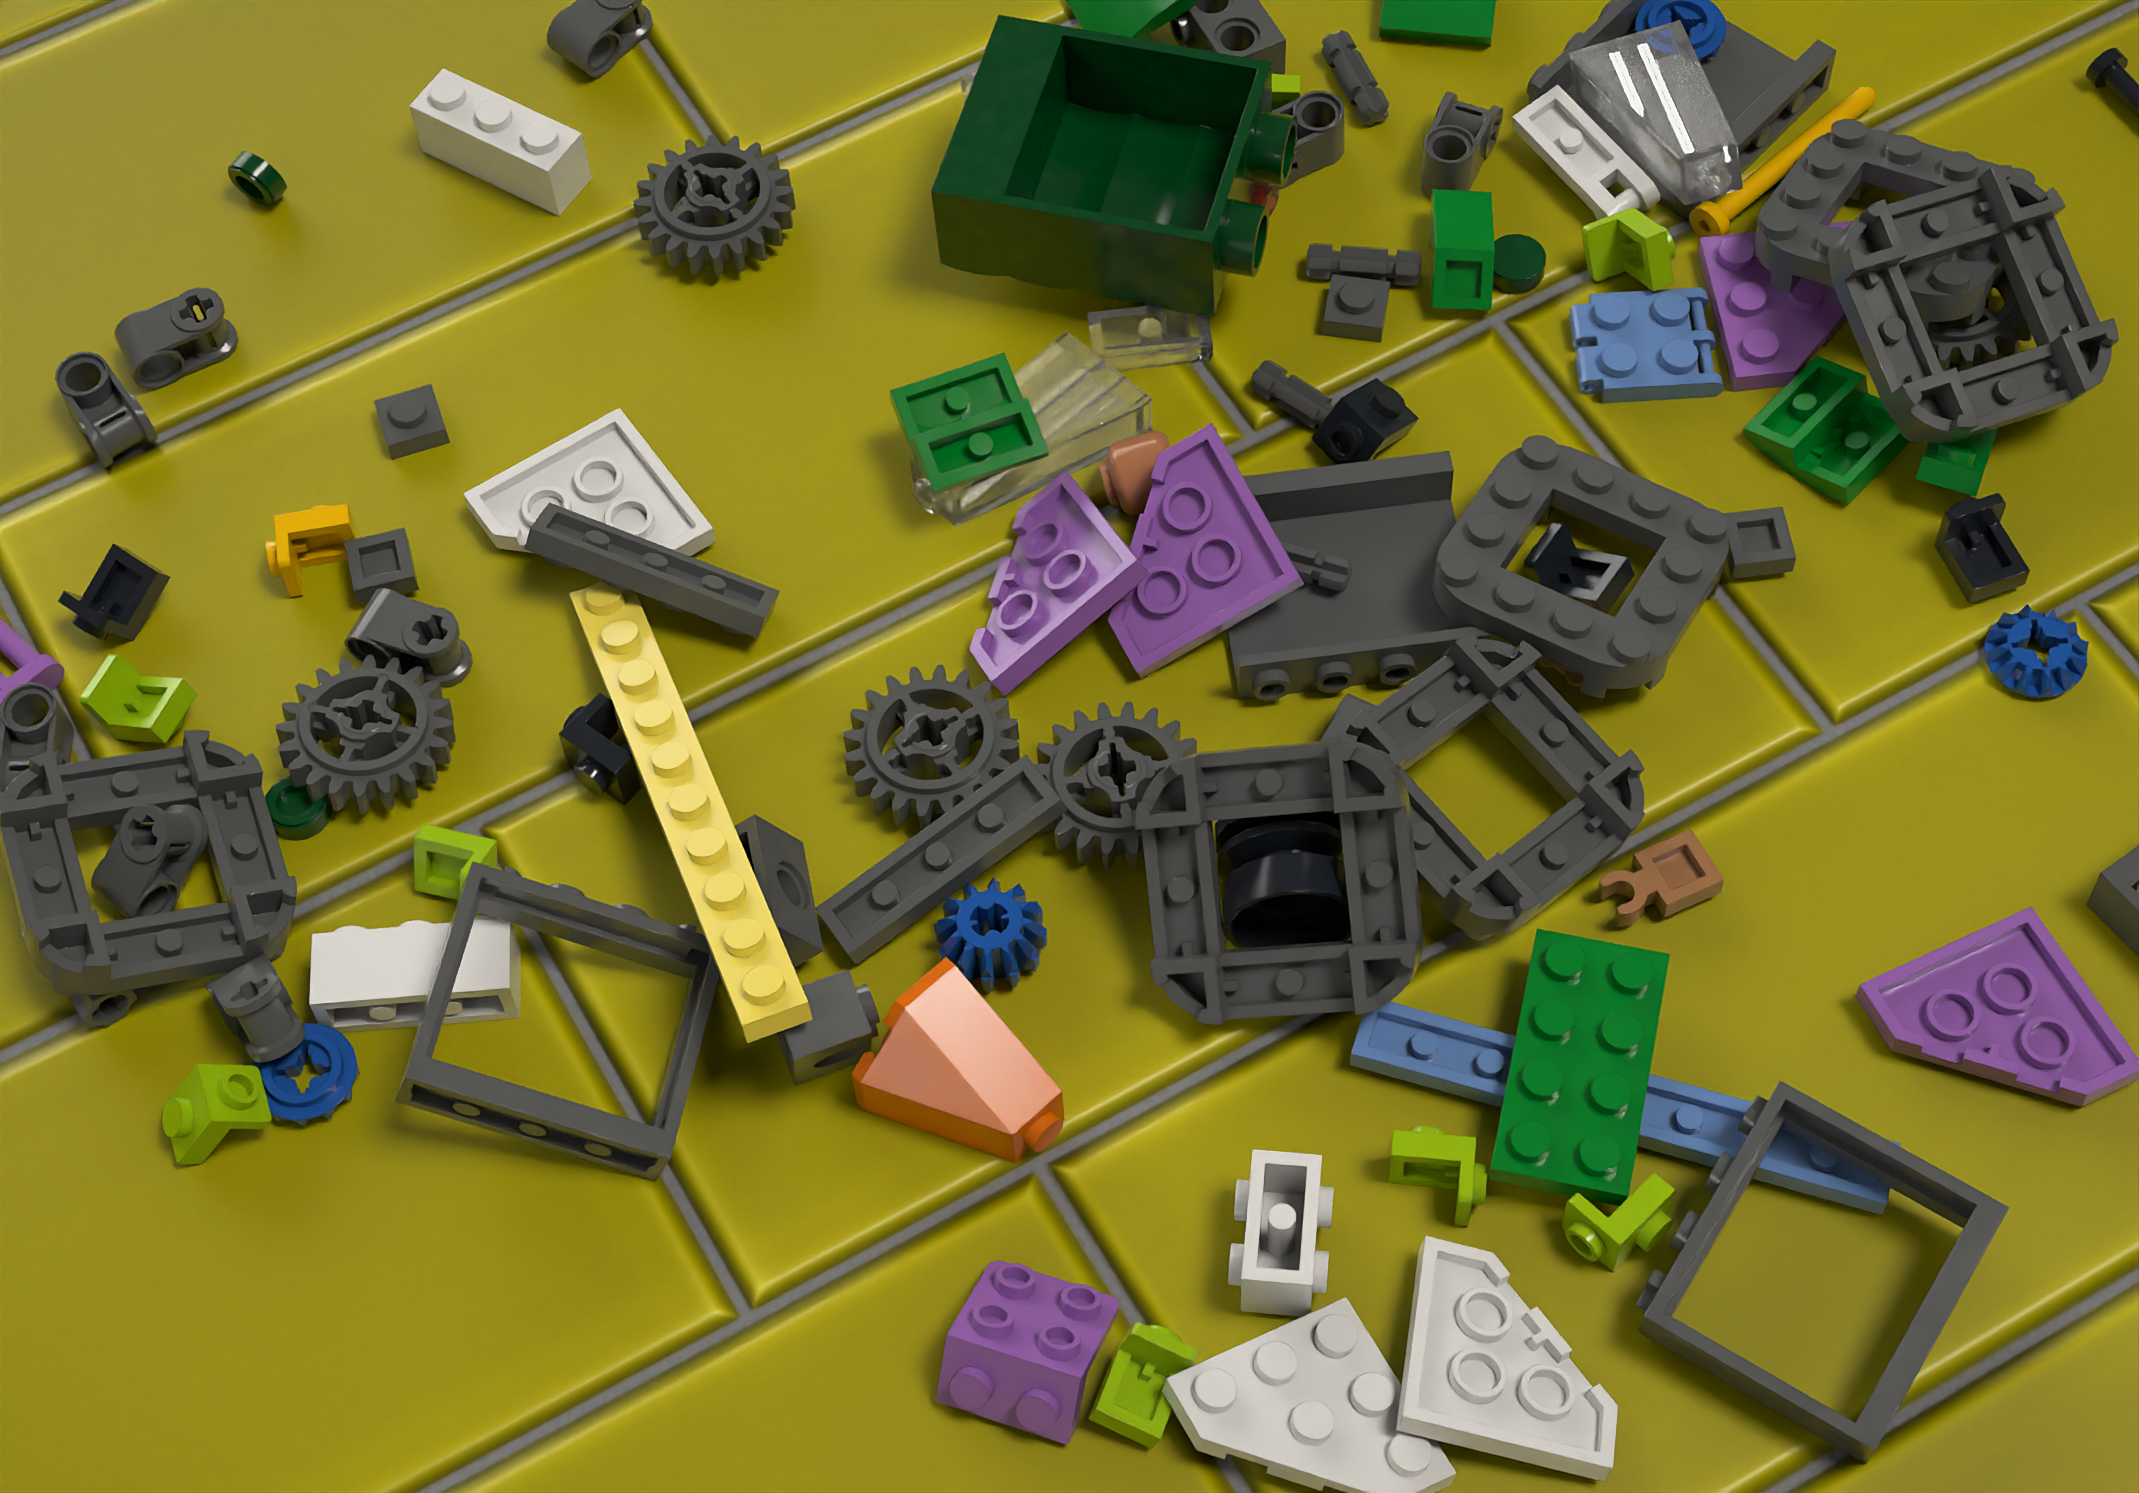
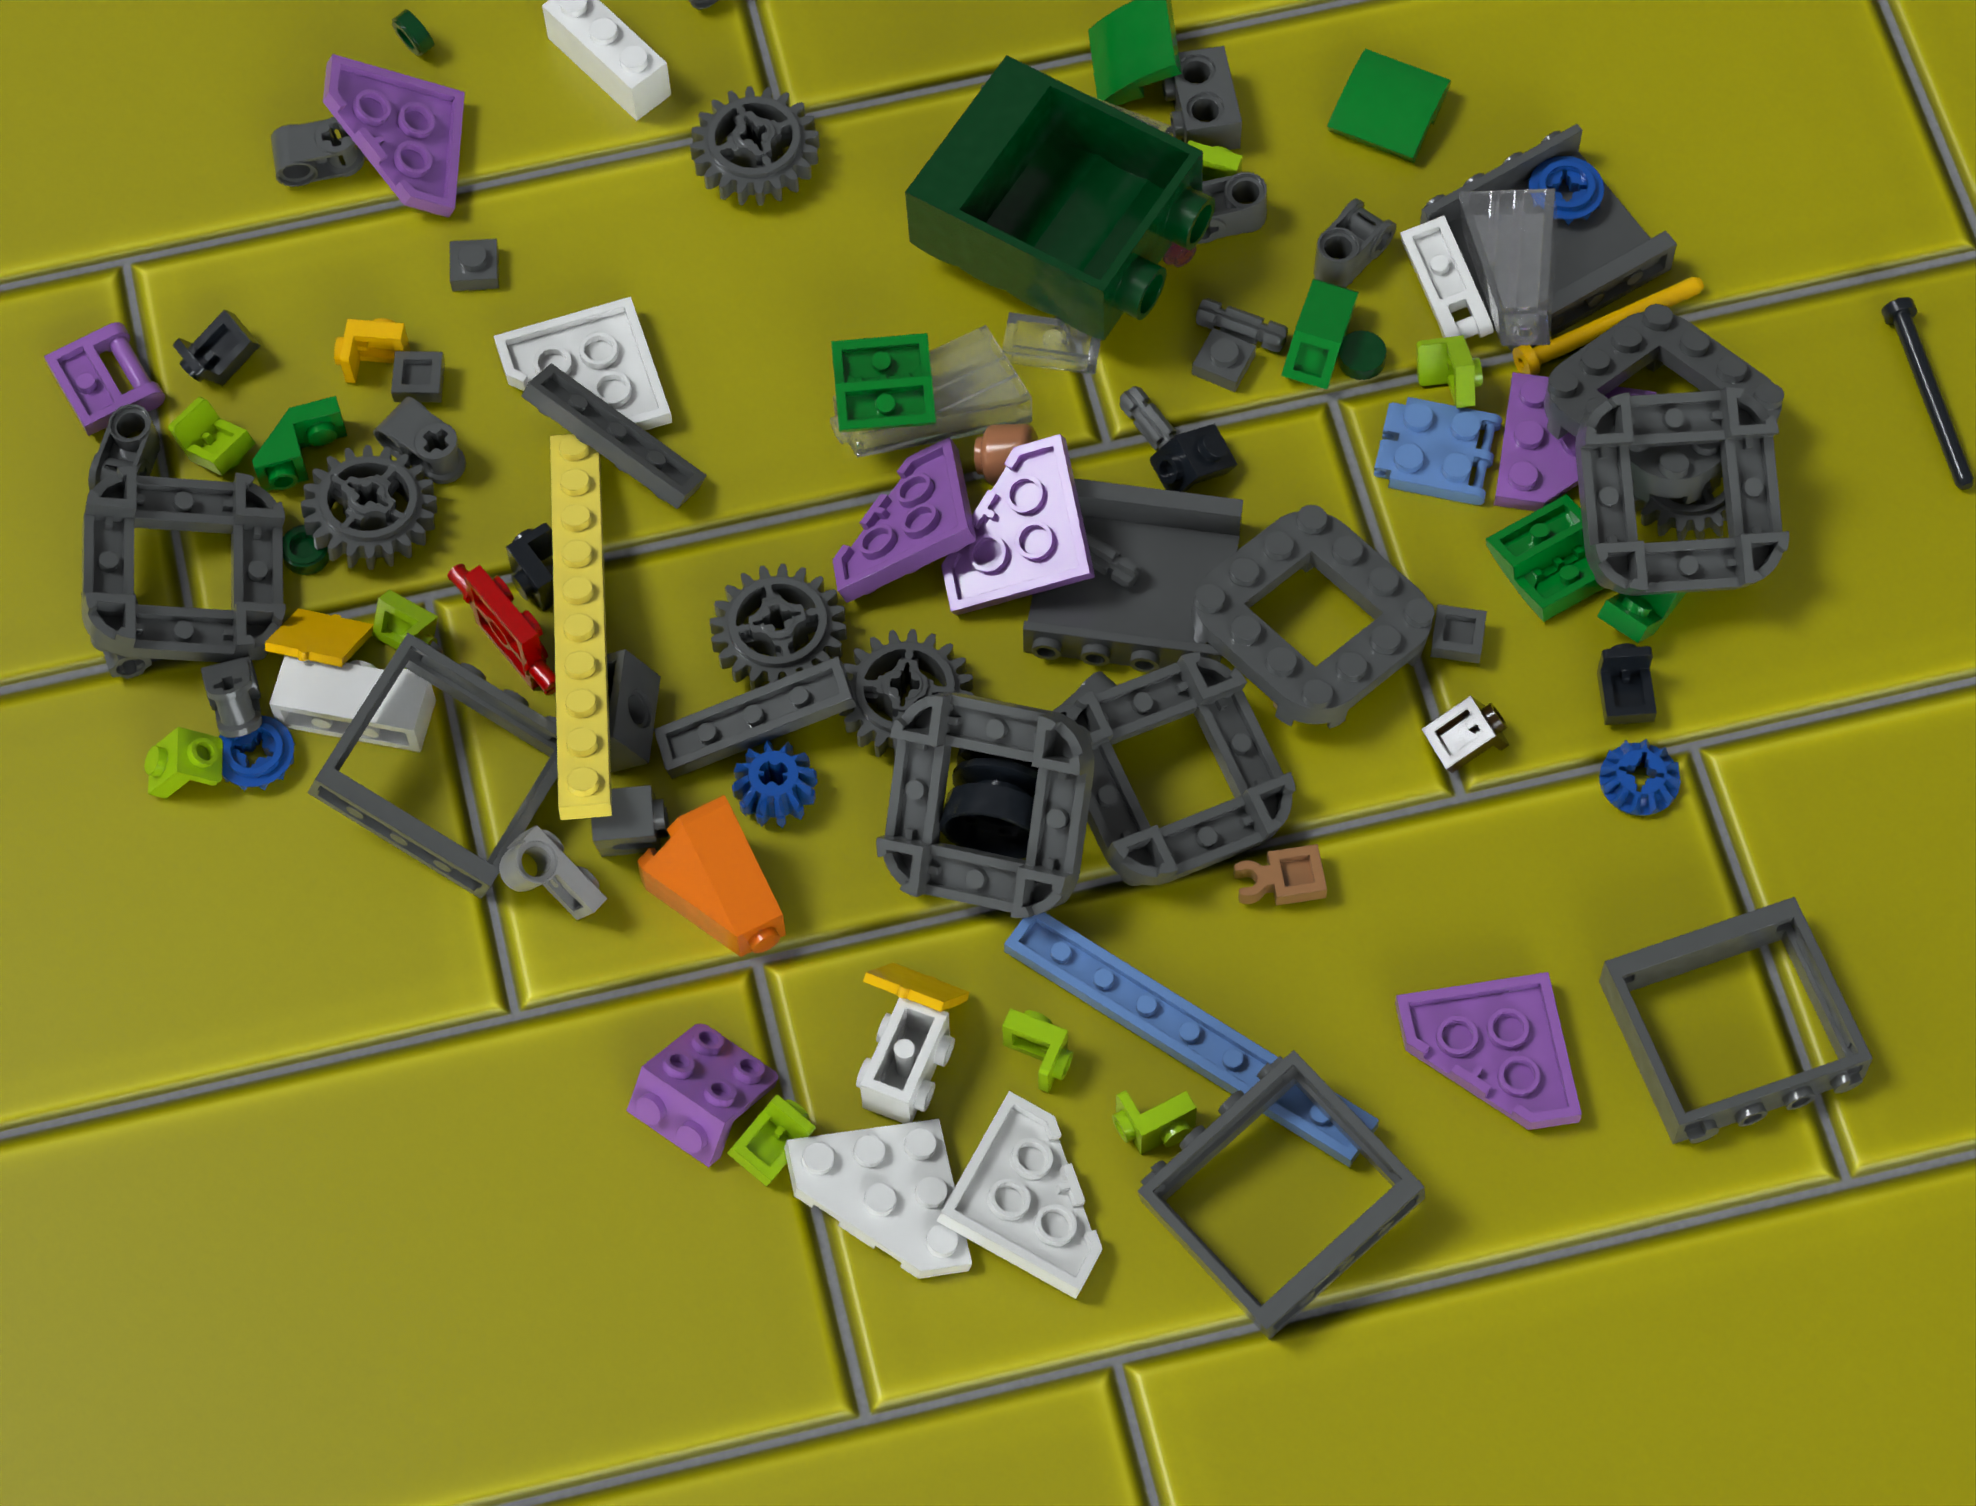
camera: 15 degrees right, 5 degrees up
(101, 406) = (247, 200): dark grey piece -> none
(144, 866) = (187, 563): dark grey piece -> none
(235, 702) = (280, 459): none -> green slope
(277, 283) = (402, 128): none -> medium lavender plate
(349, 907) = (319, 637): none -> yellow piece
(589, 828) = (510, 631): none -> red plate
(749, 1115) = (568, 883): none -> light grey plate
(1263, 1136) = (916, 987): none -> yellow piece
(1355, 78) = (1293, 164): dark grey axle -> none
(1575, 572) = (1306, 622): black bracket -> none
(1580, 1067) = (1164, 999): green plate -> none
(1813, 653) = (1466, 733): none -> bracket

